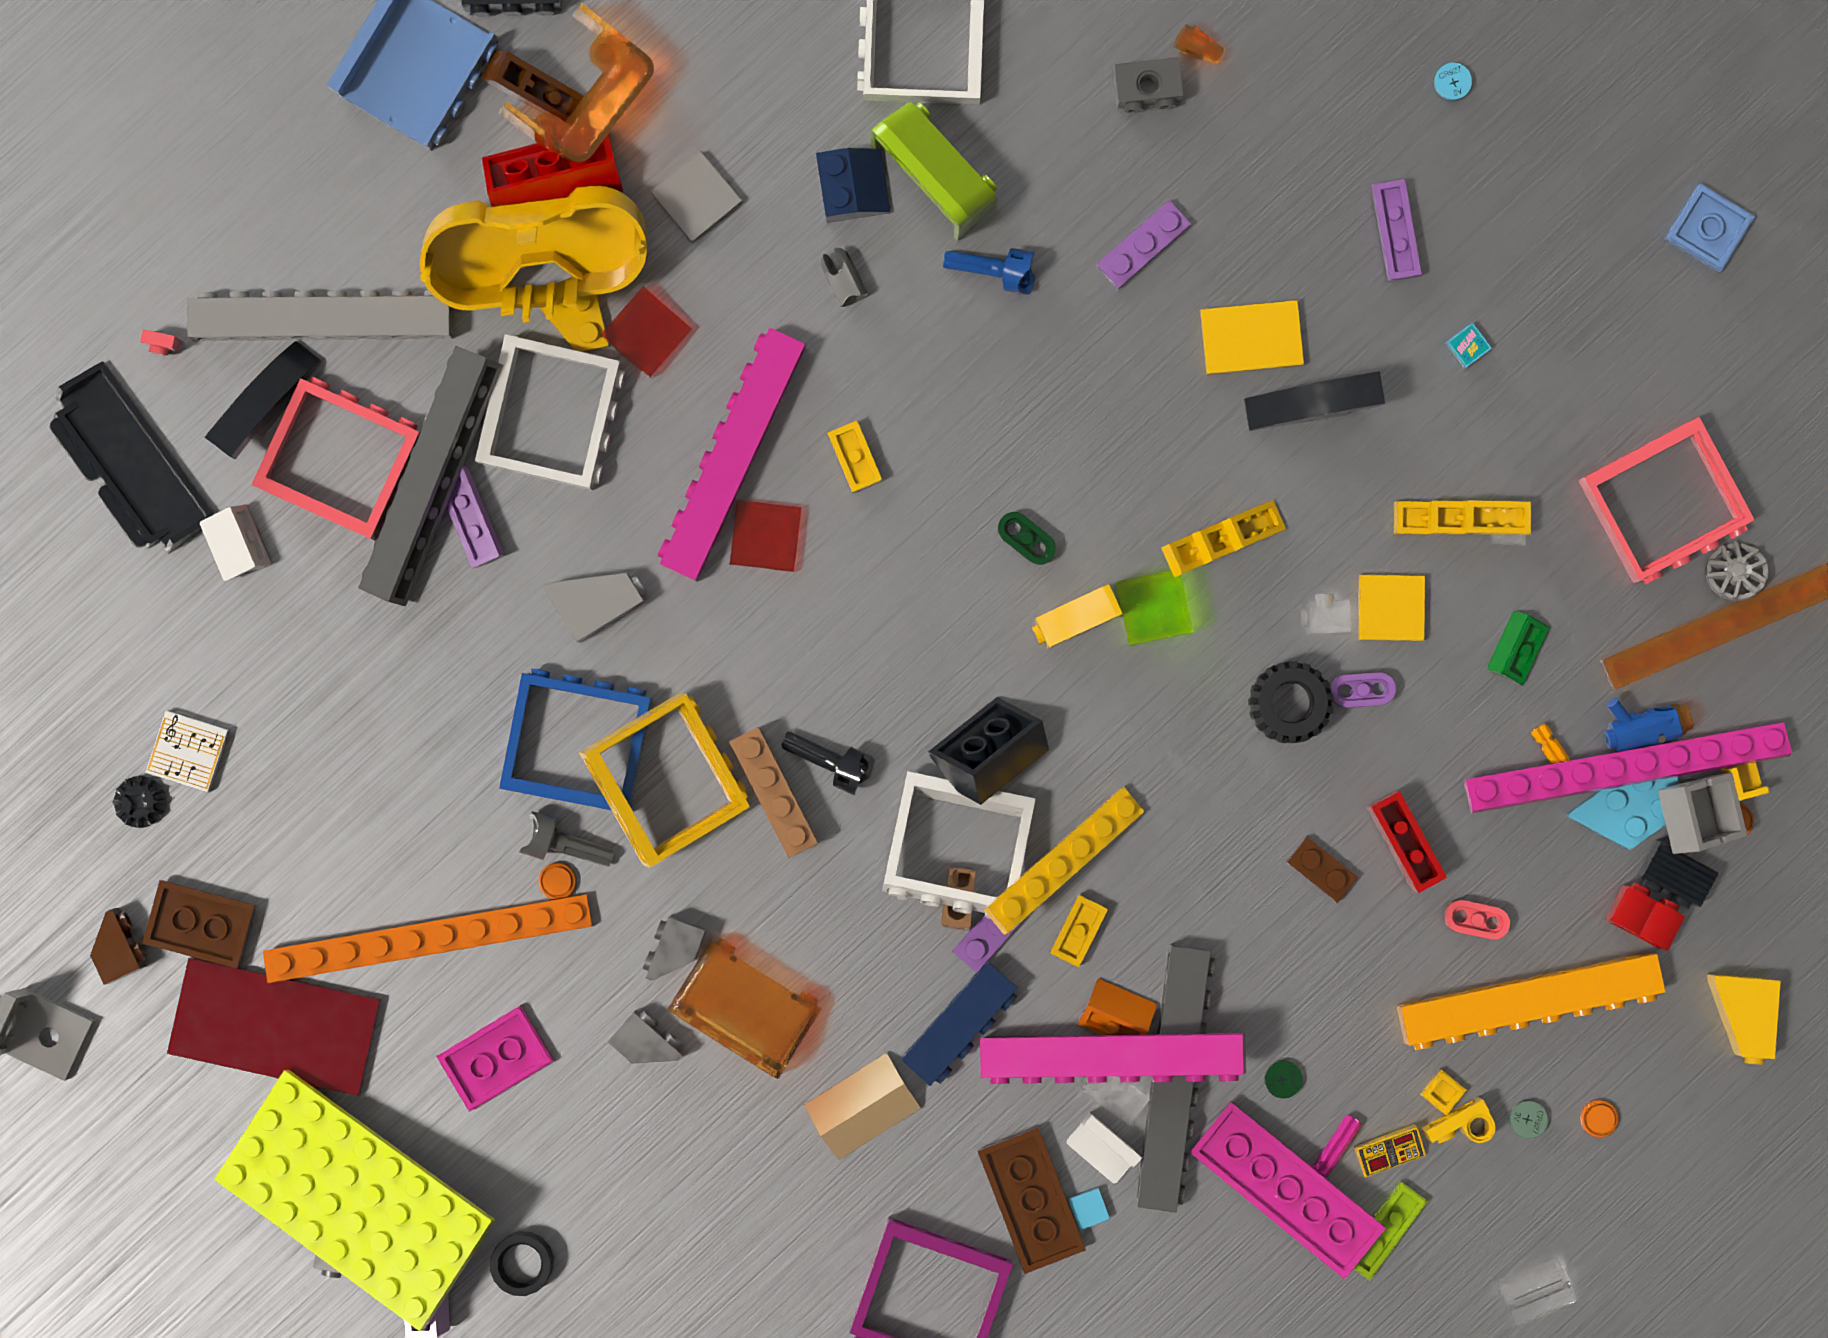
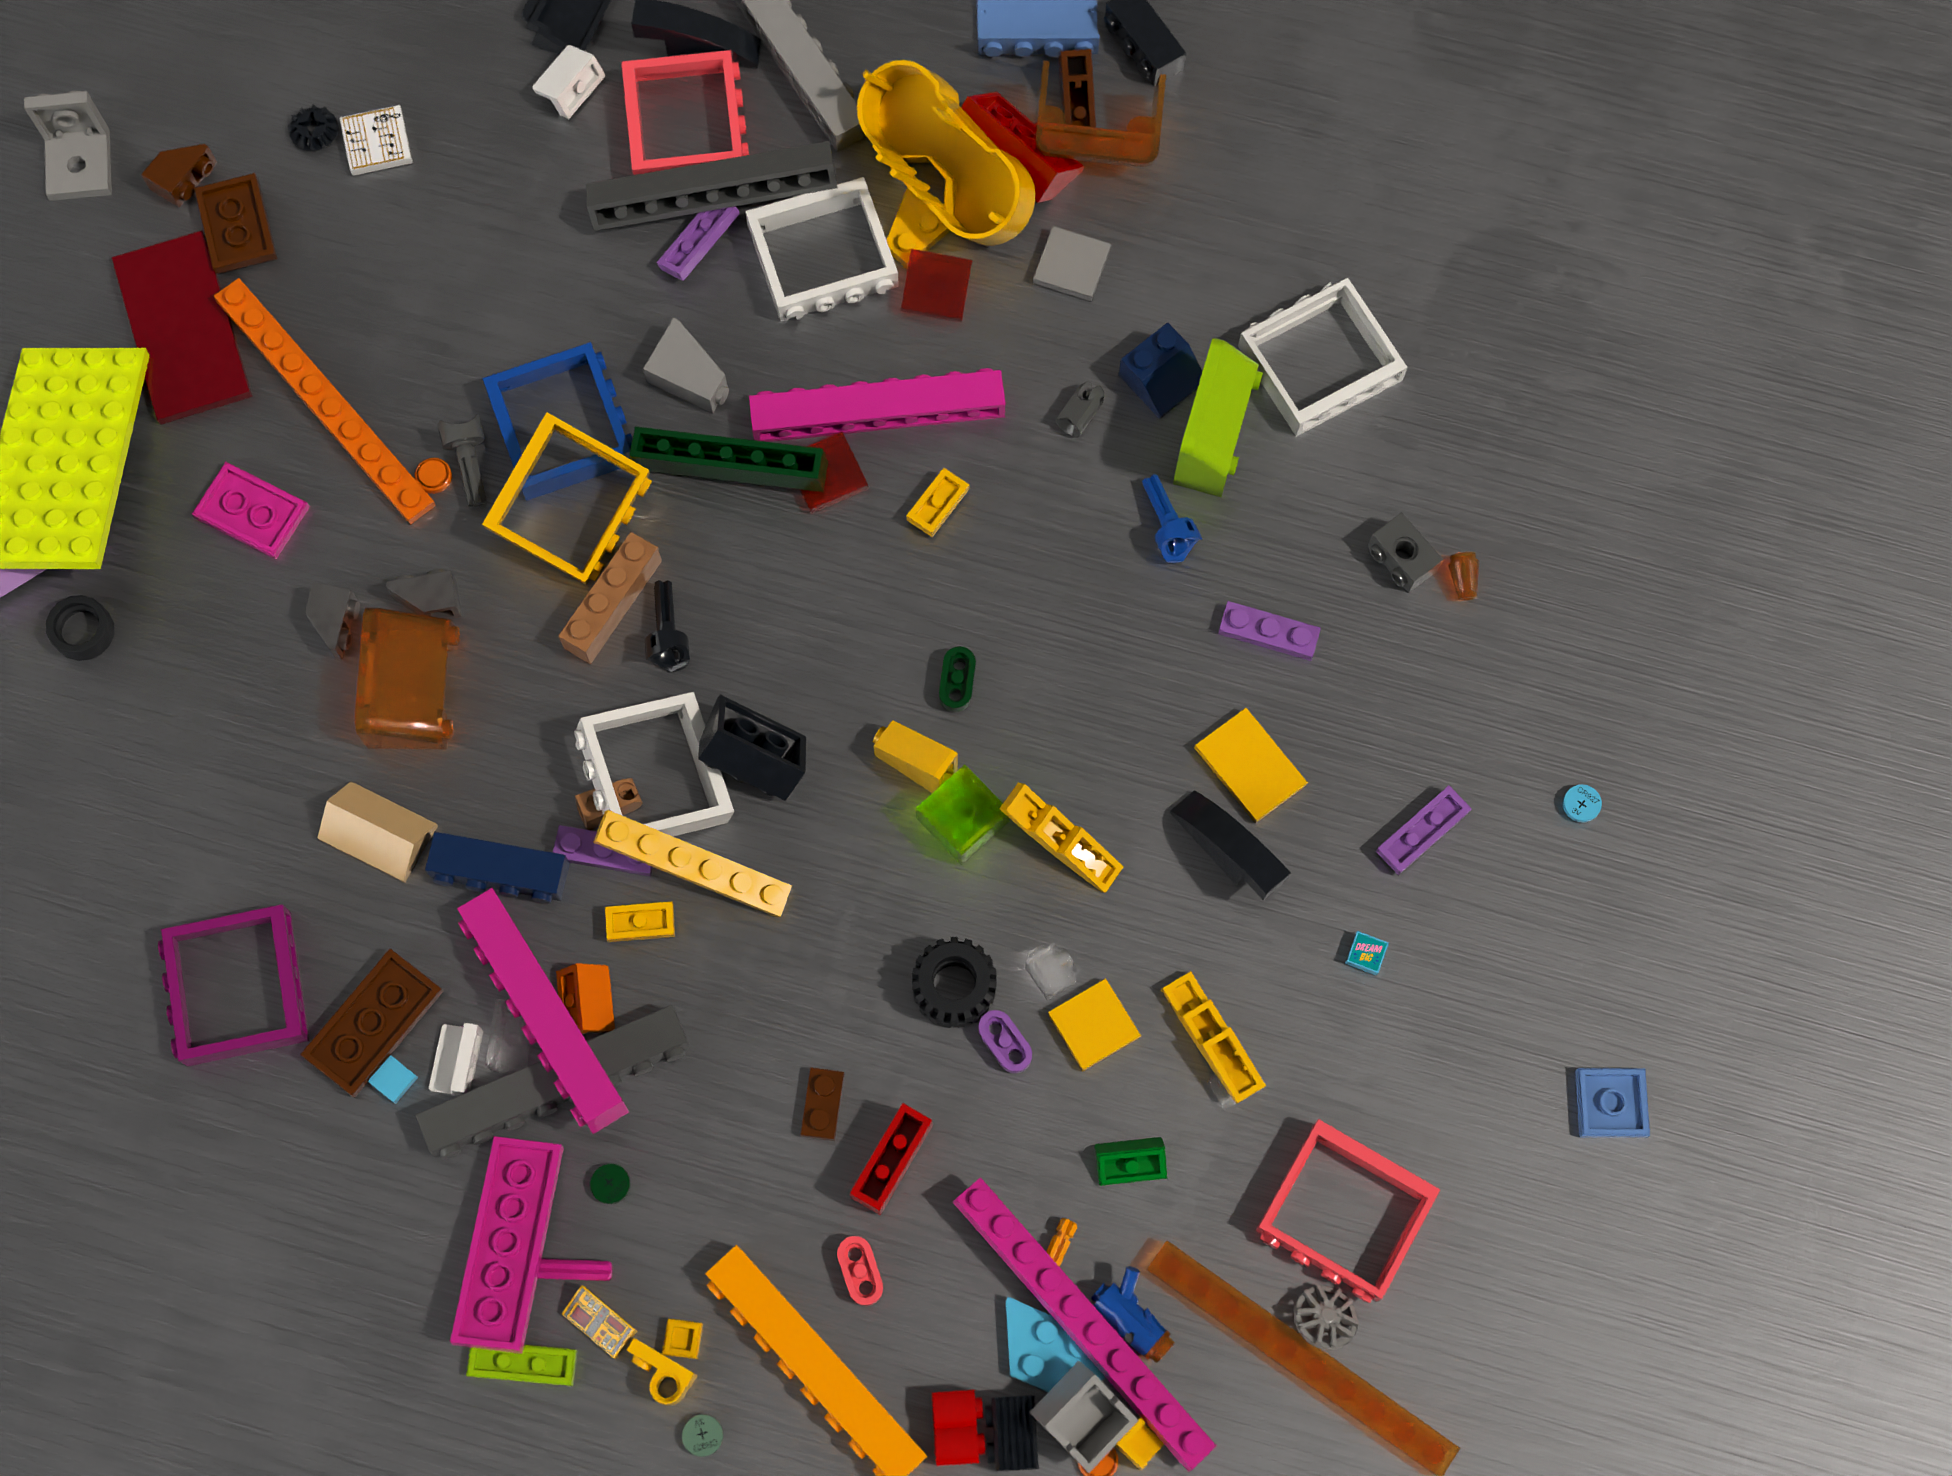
camera: 65 degrees right, 15 degrees down
(710, 616) = (729, 459): none -> dark green brick

